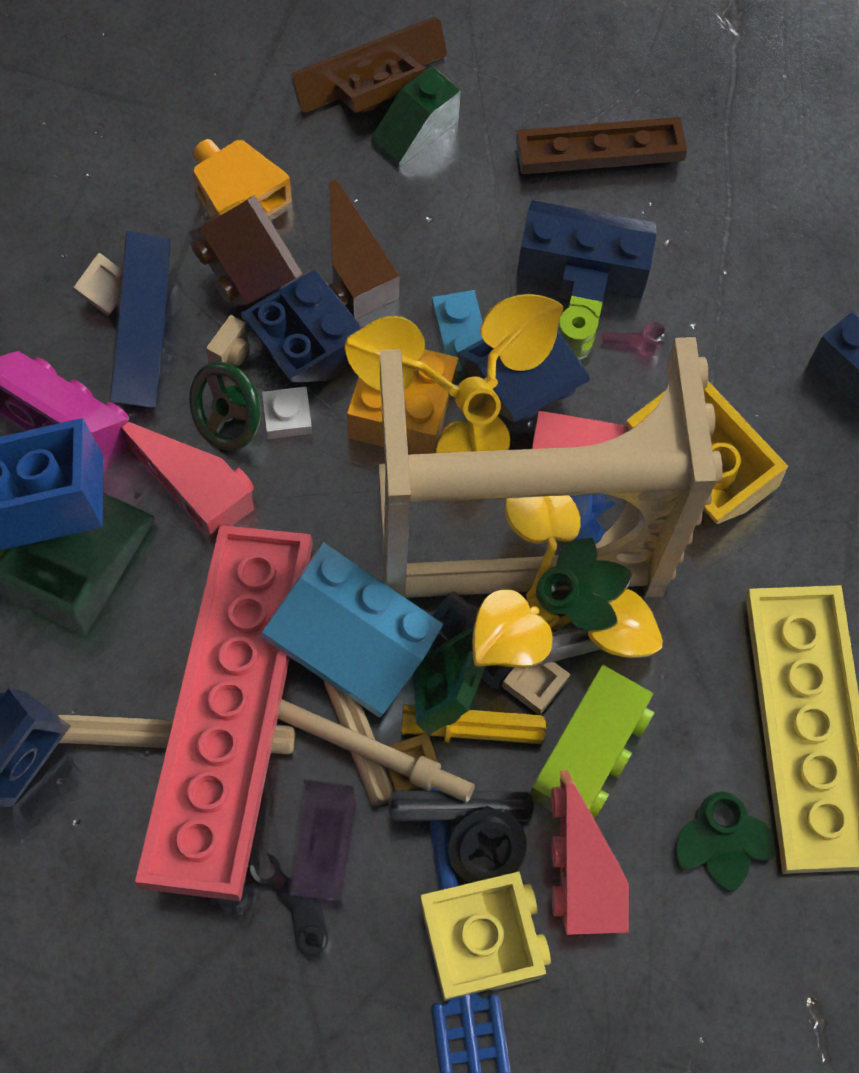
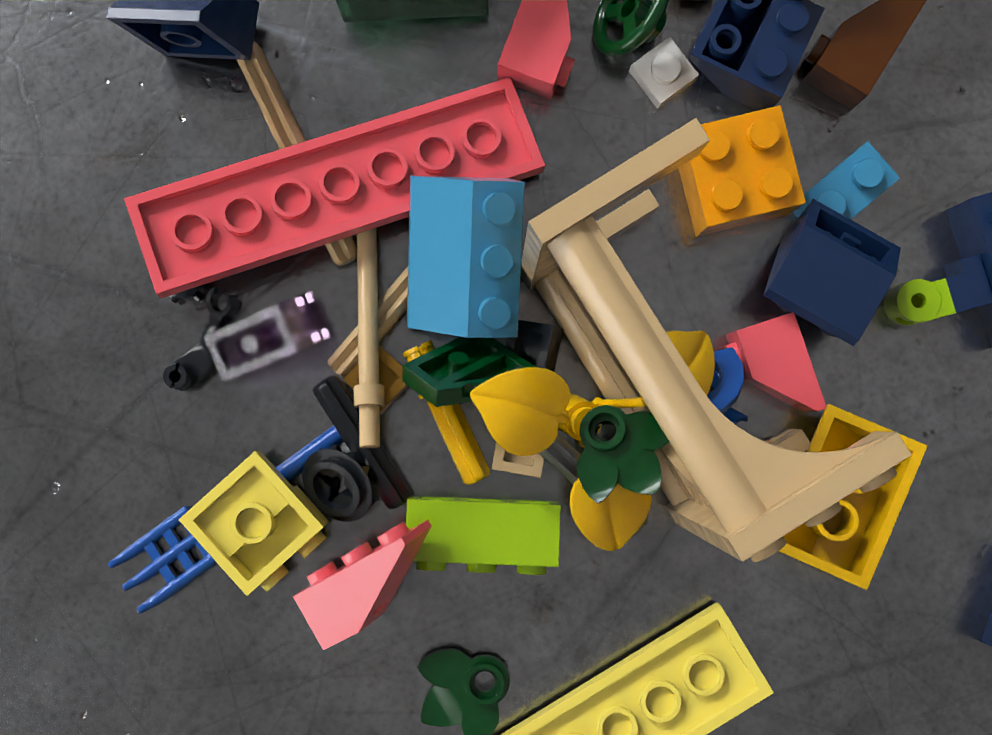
camera: 65 degrees right, 20 degrees up
(517, 328) = (724, 270): yellow plant -> none
(641, 340) = (939, 369): clear pink hand -> none

